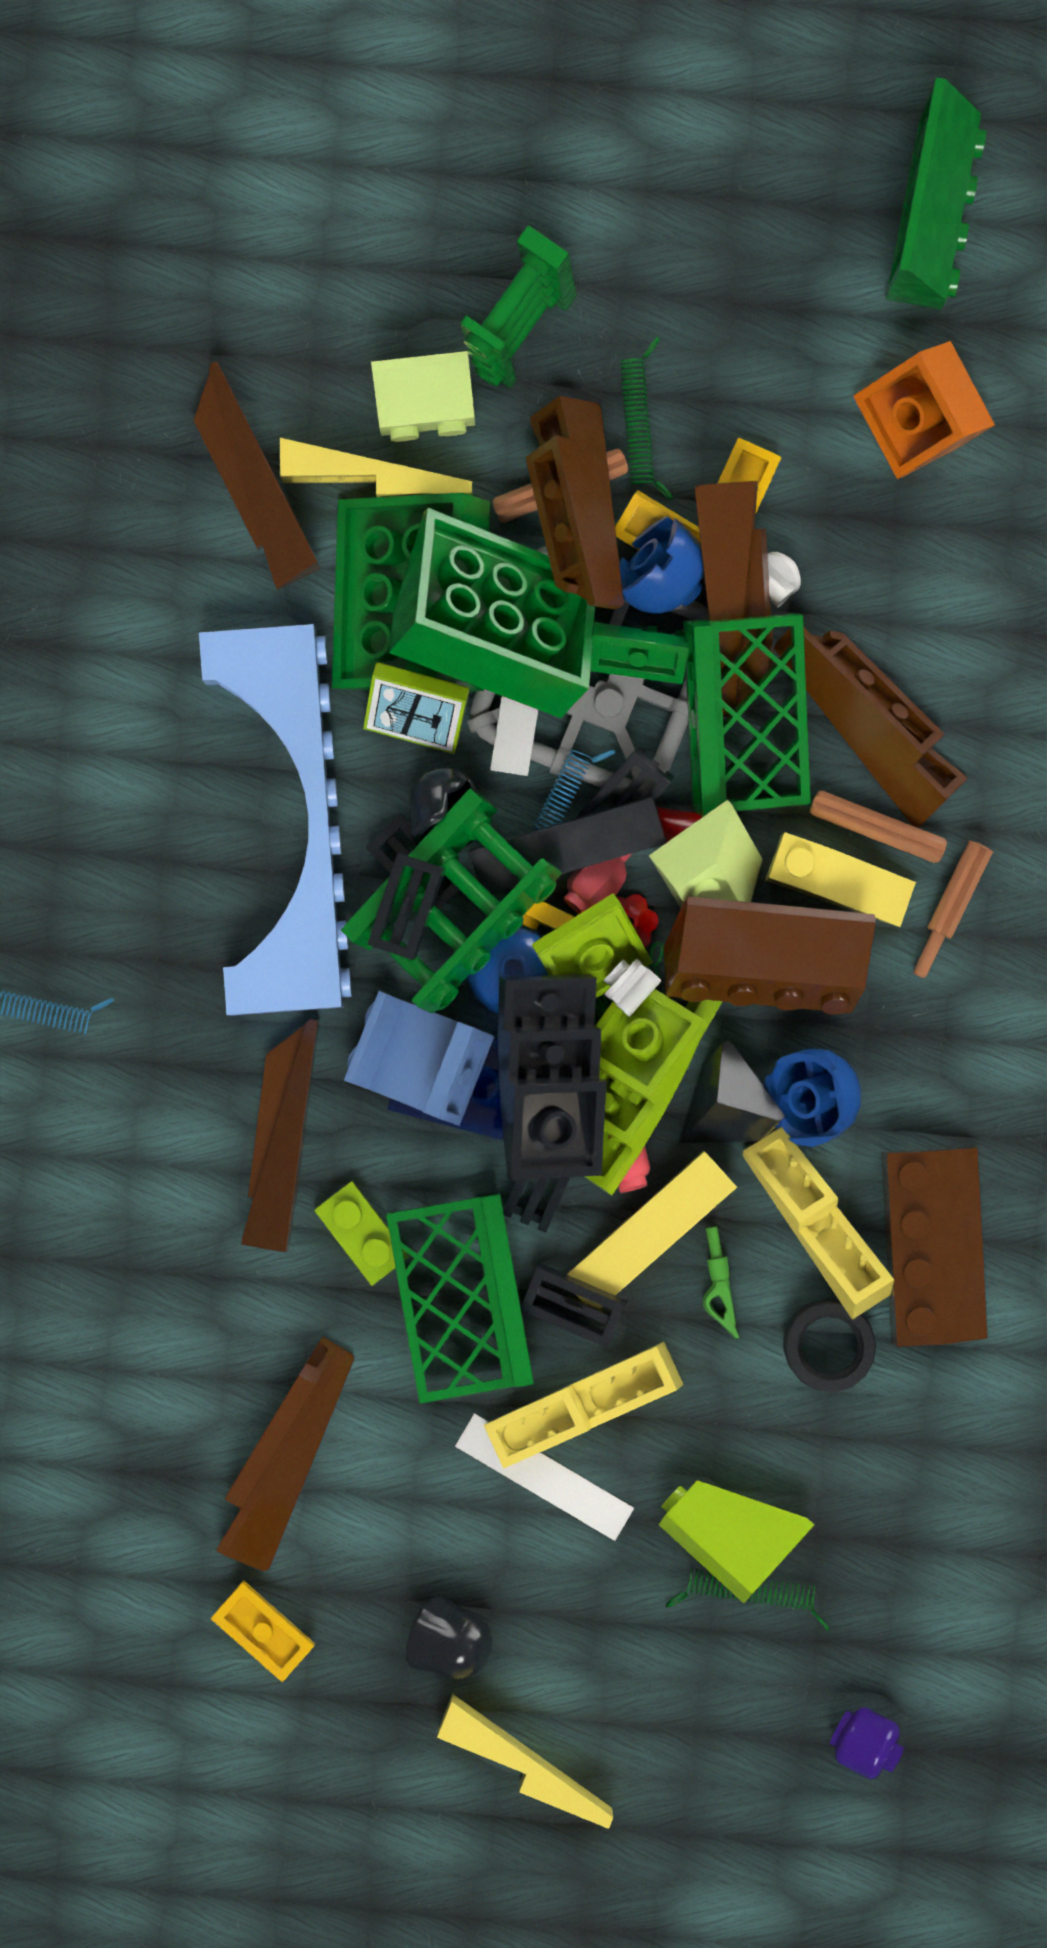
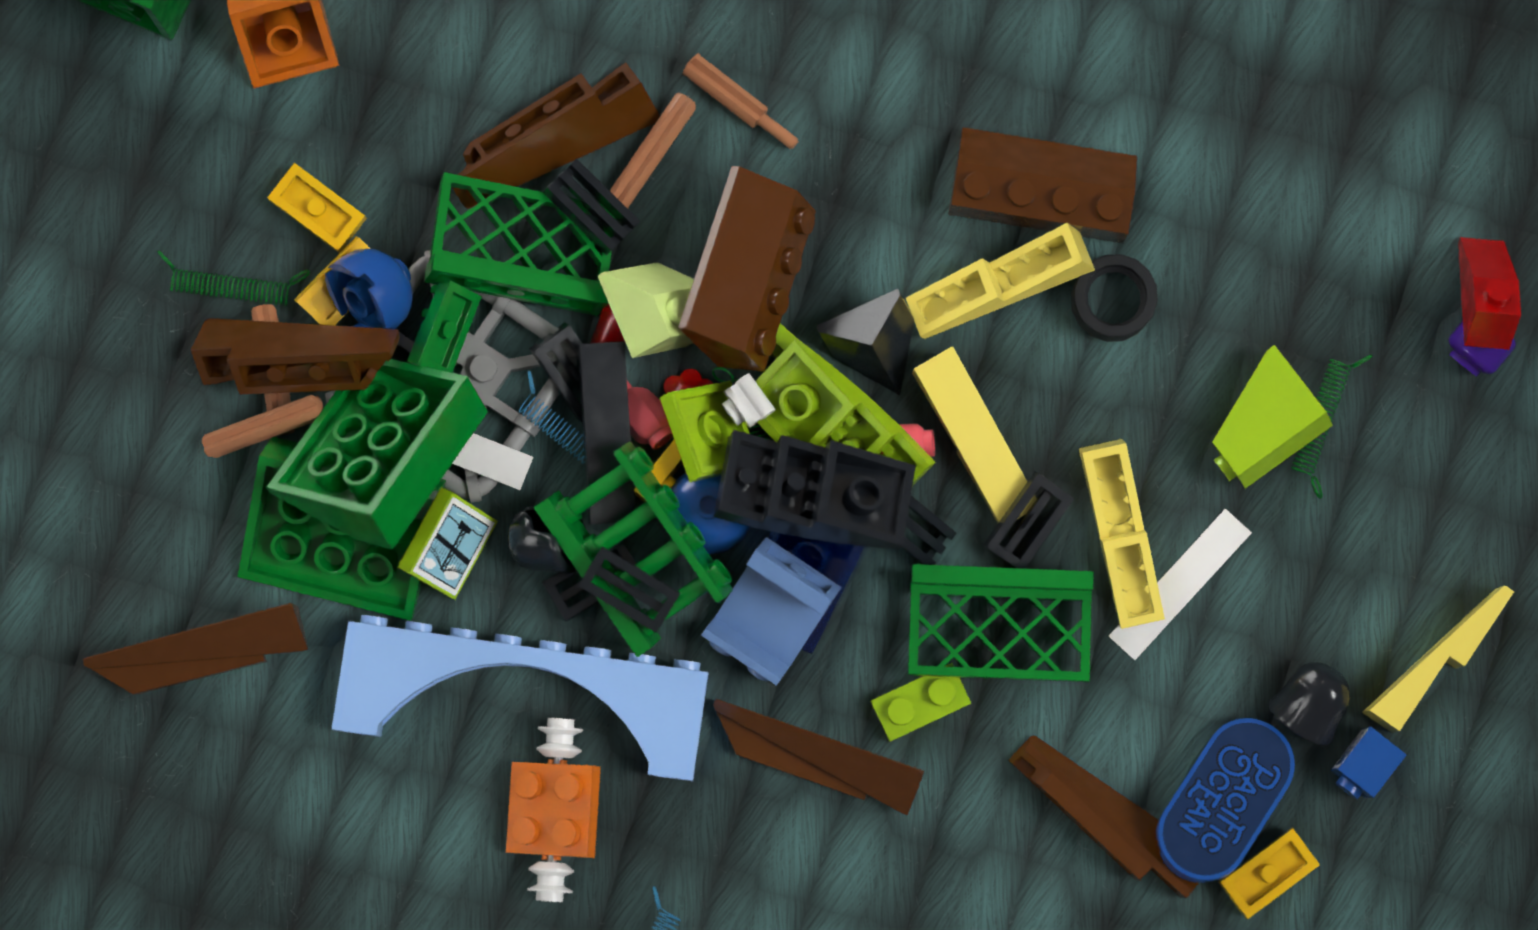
camera: 80 degrees left, 5 degrees down
(167, 879) = (553, 809): none -> orange plate
(317, 464) = (200, 589): light yellow slope -> none
(327, 1570) = (1225, 800): none -> tile
(397, 1710) = (1367, 764): none -> blue brick
(423, 395) = (160, 473): yellowish green slope -> none
(496, 488) = (262, 426): none -> nougat axle
(539, 285) = (83, 337): green fence -> none
(720, 1288) = (1028, 383): bright green hand -> none
(735, 575) = (391, 224): reddish brown wedge -> none
(783, 578) = (402, 192): white plate -> none
(815, 1094) = (884, 257): blue cylinder -> none
(818, 786) = (603, 195): none -> black tile
(839, 879) = (690, 197): light yellow slope -> none
(918, 1739) = (1488, 293): none -> red slope

